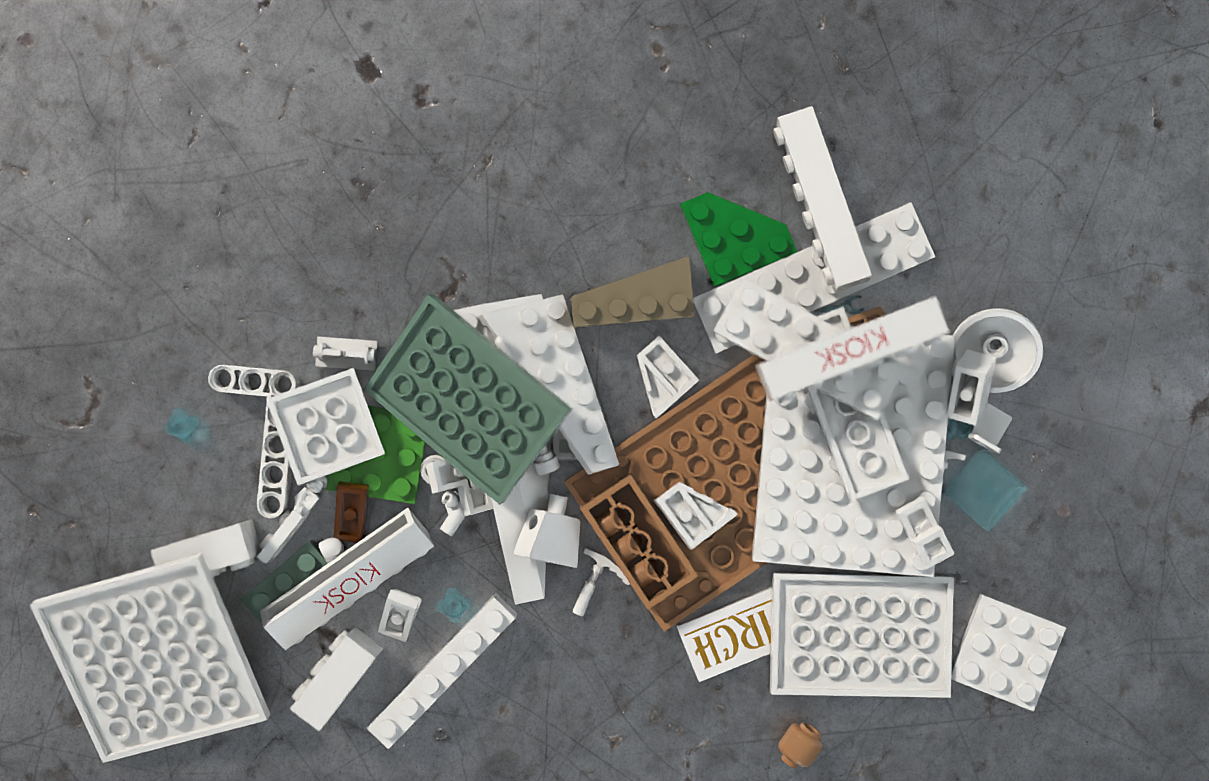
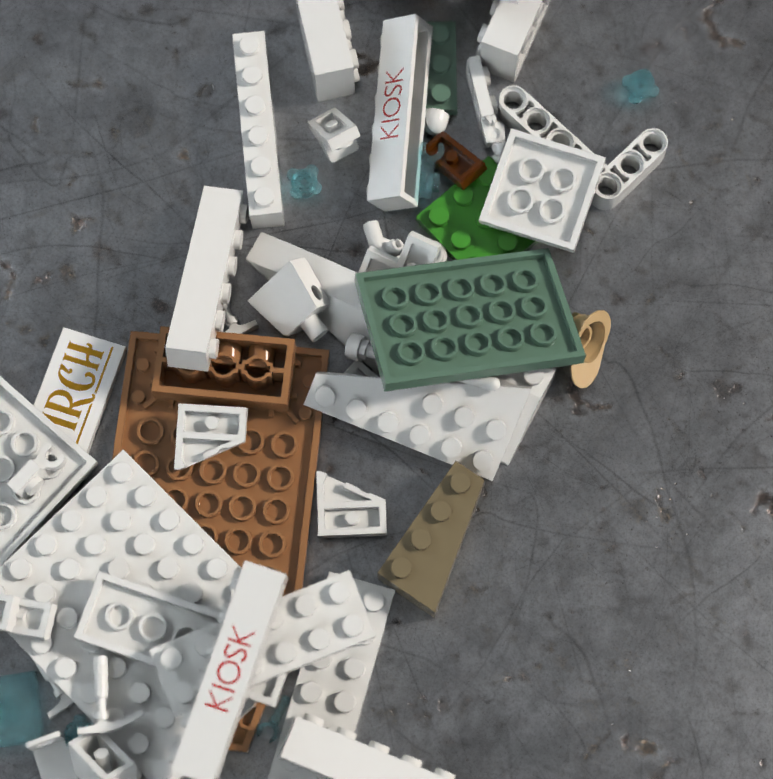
camera: 135 degrees right, 15 degrees down
(345, 353) = (592, 261): white hinge -> none
(380, 514) = (429, 180): none -> clear light blue plate
(403, 307) = (593, 332): none -> tan piece
(586, 608) = (205, 279): none -> white brick
(734, 237) = (417, 674): green plate -> none
(826, 605) = (31, 475): none -> white plate
(927, 430) = (101, 694): none -> white piece

